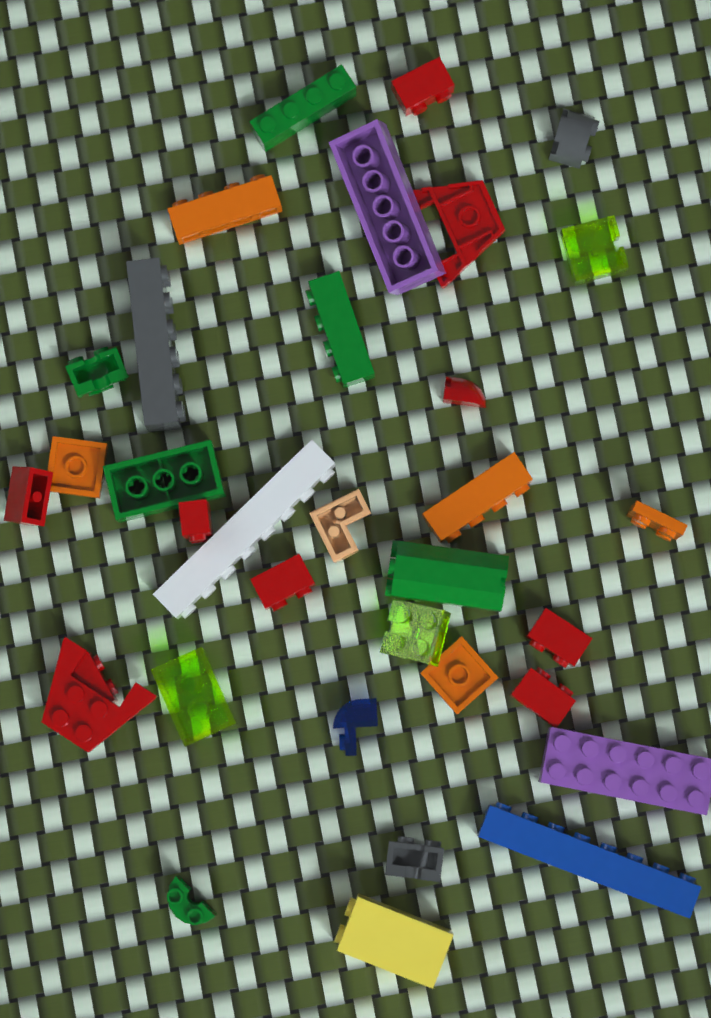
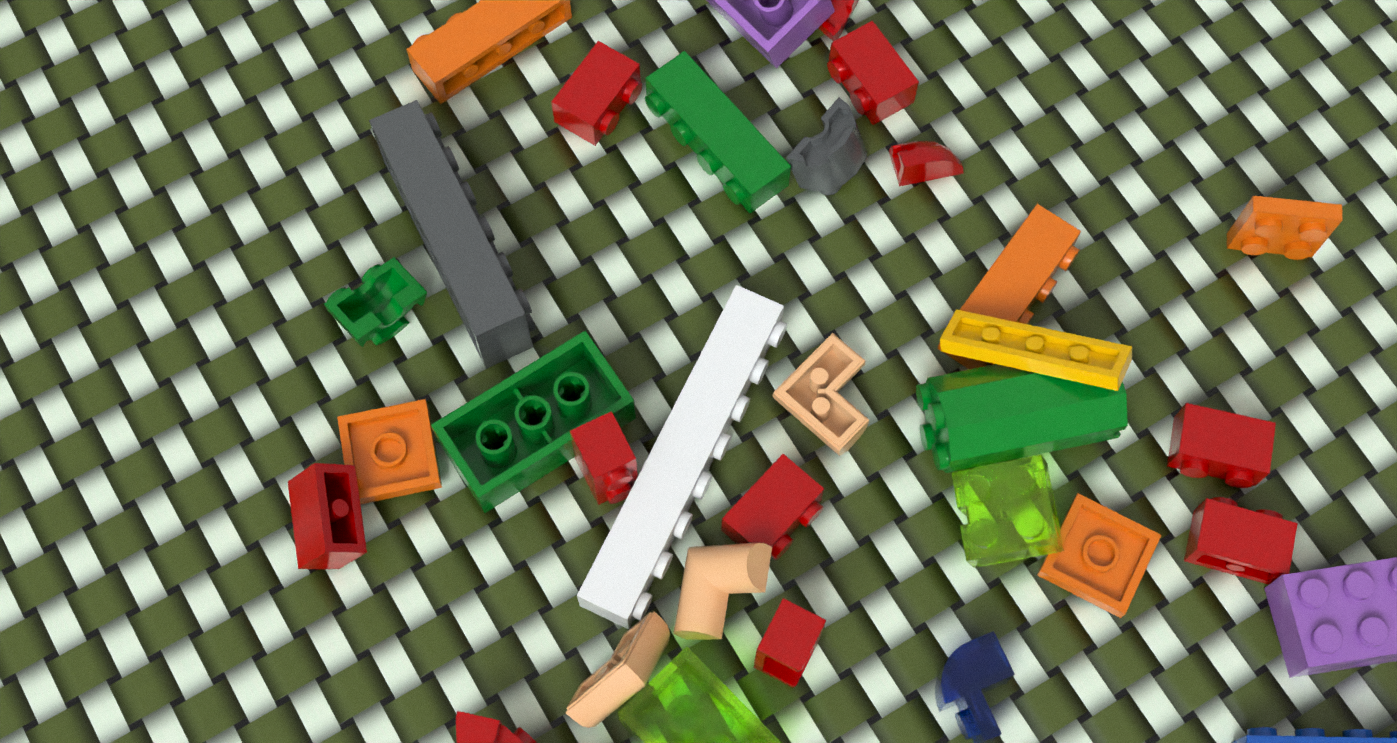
camera: 25 degrees left, 15 degrees down
(165, 646) = (622, 674): none -> light nougat brick
(230, 610) = (709, 579): none -> light nougat brick
(259, 664) = (789, 643): none -> red panel
(277, 277) = (597, 93): none -> red brick
(408, 372) = (831, 157): none -> dark grey cylinder
(453, 323) = (872, 73): none -> red brick
(464, 549) = (1037, 349): none -> yellow plate

